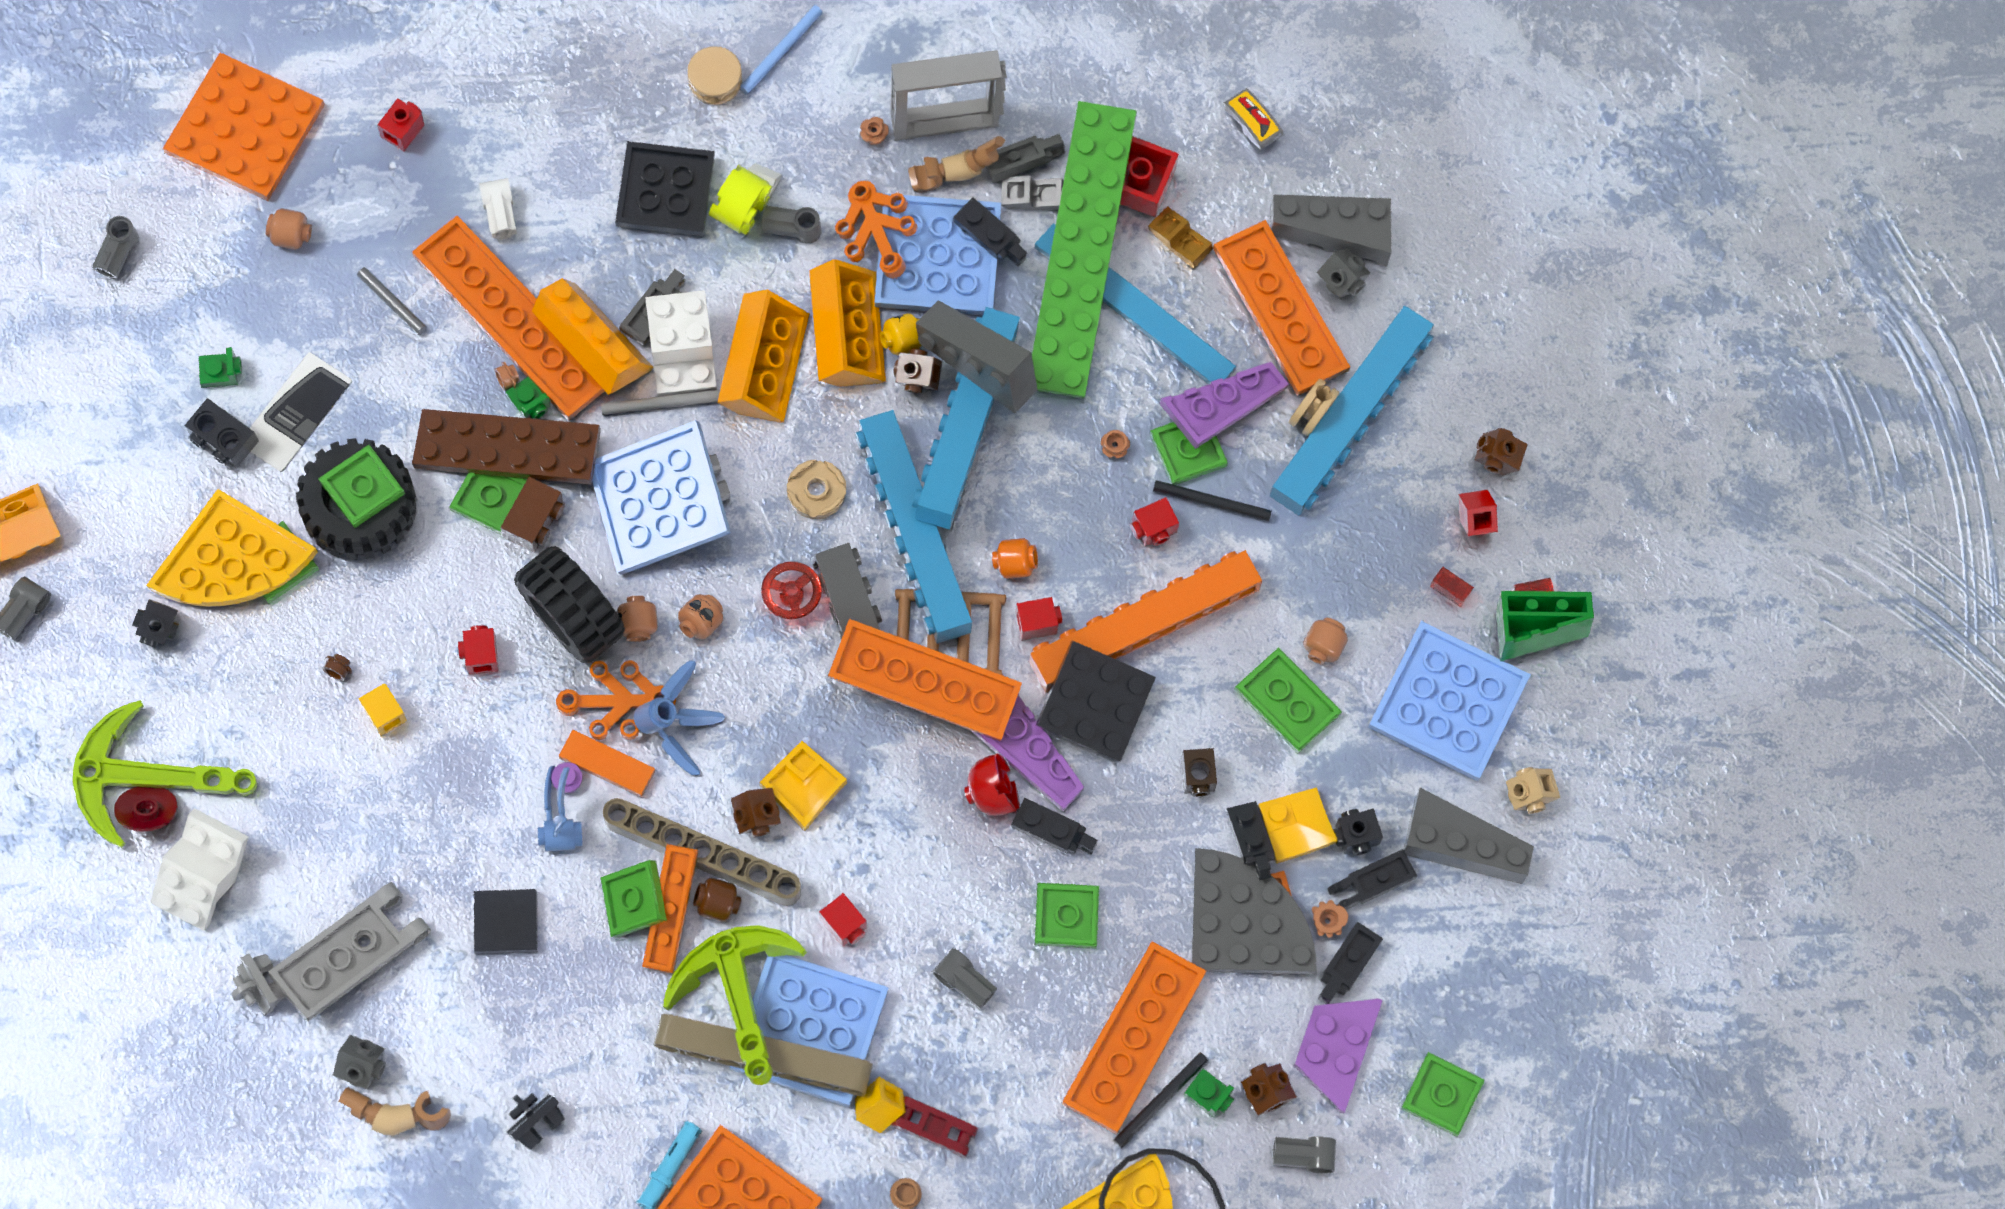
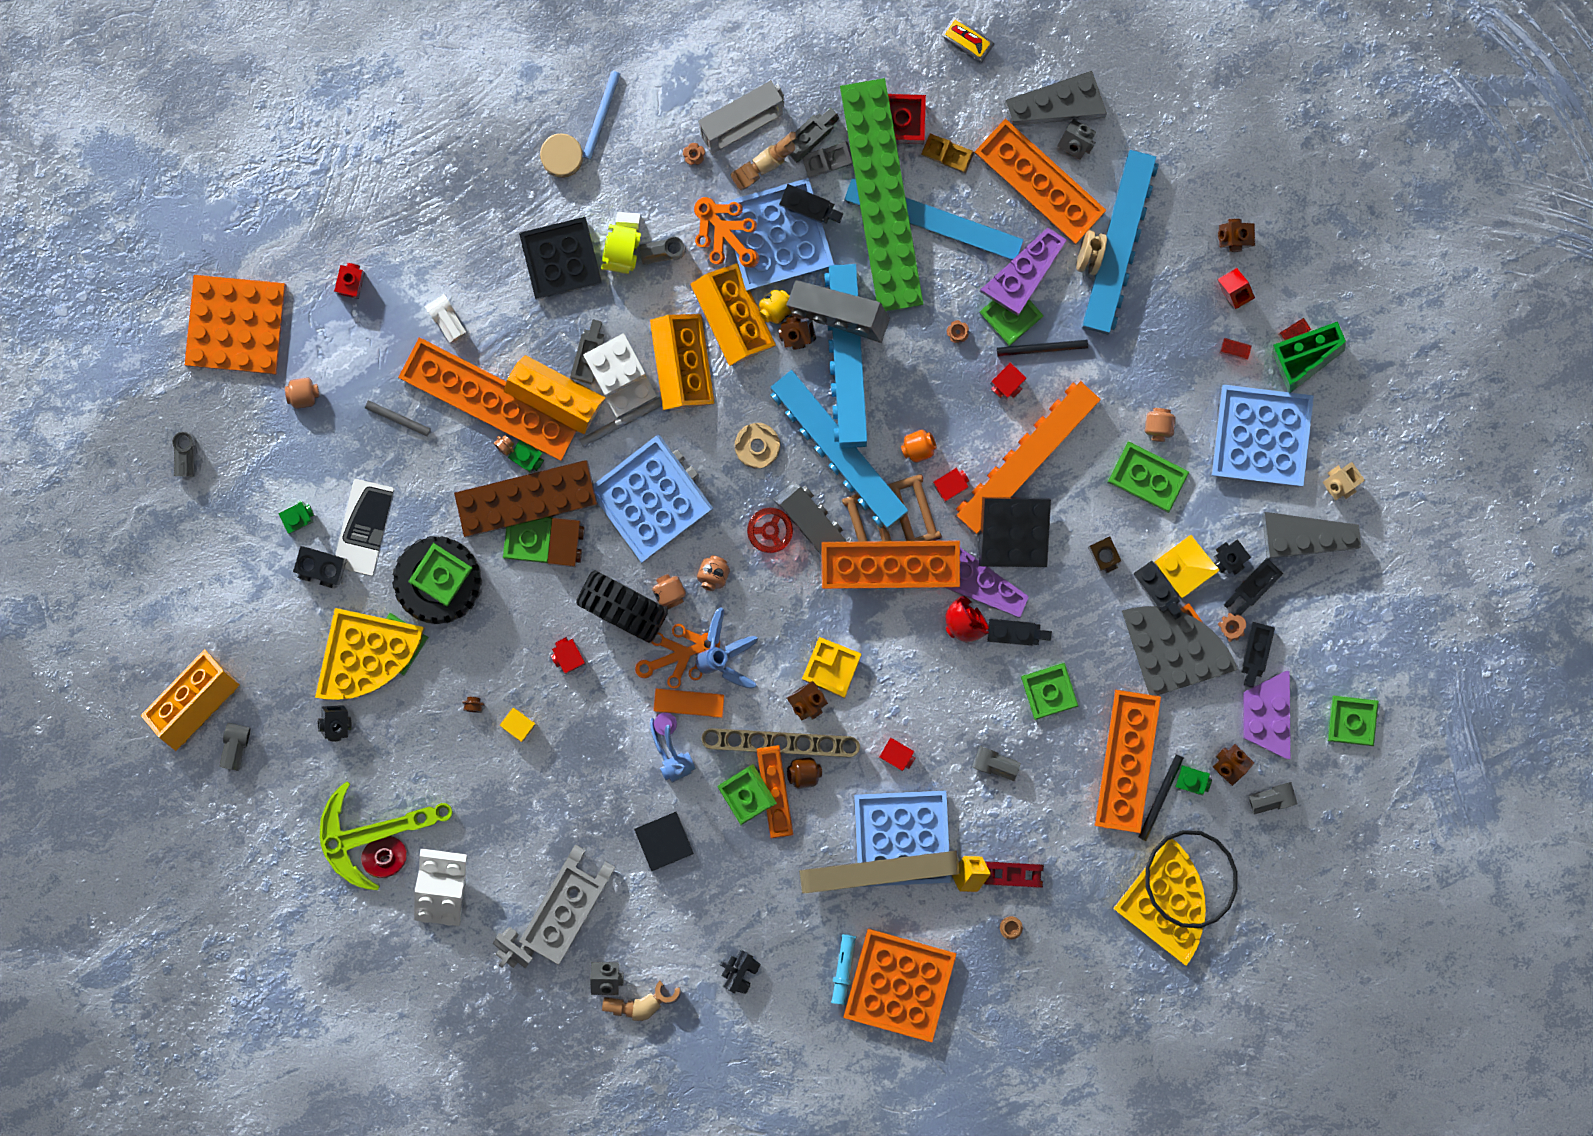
camera: 15 degrees left, 15 degrees up
(733, 973) = (840, 827): lime piece -> none

